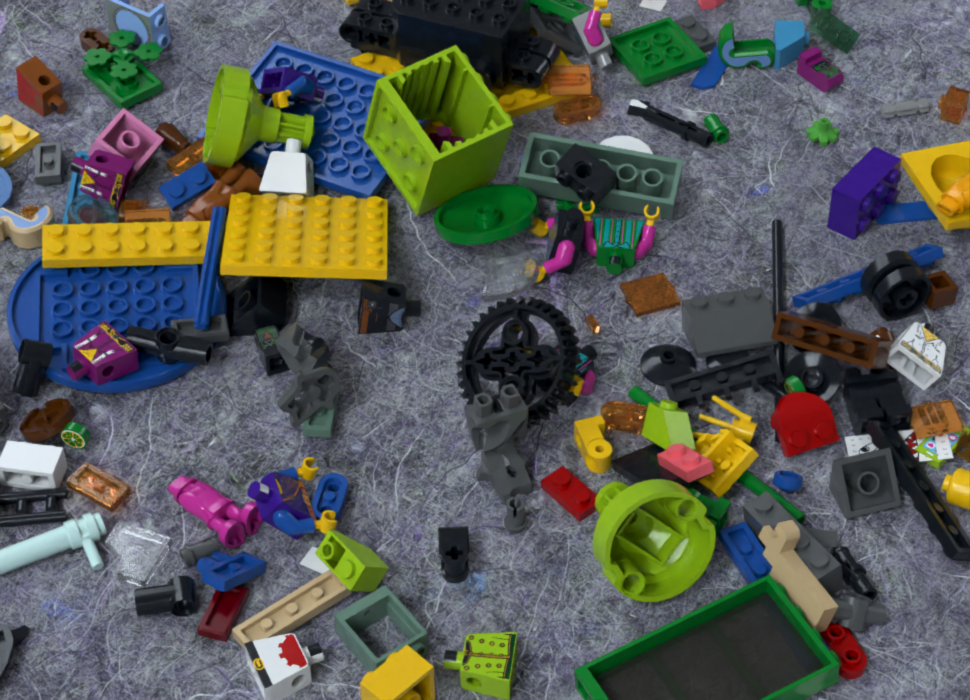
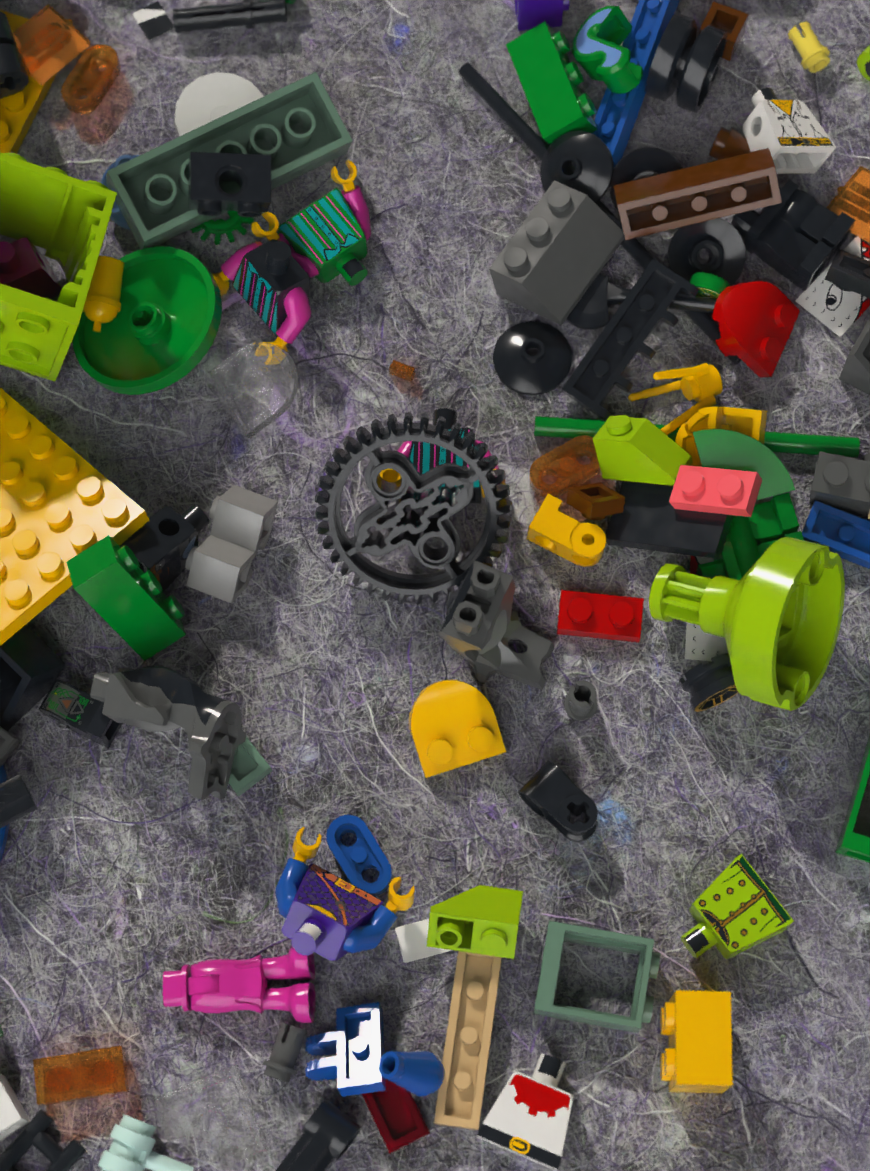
camera: 40 degrees left, 25 degrees up
(245, 594) = (413, 1070): none -> blue cone
(340, 304) = (127, 597): none -> green brick
(431, 328) = (238, 530): none -> light grey brick
(438, 482) = (453, 727): none -> yellow slope
(478, 188) = (104, 292): none -> yellow piece
(583, 558) = (710, 683): none -> black wheel
(624, 439) = (595, 500): none -> reddish brown plate
(650, 294) = (422, 277): clear orange piece -> none
(726, 478) = (741, 452): none -> green tile
(787, 294) = (592, 162): none -> black dish
(787, 480) = (801, 409): blue tile -> none
(810, 253) = (551, 82): none -> green brick
(859, 251) = (600, 53): none -> green animal

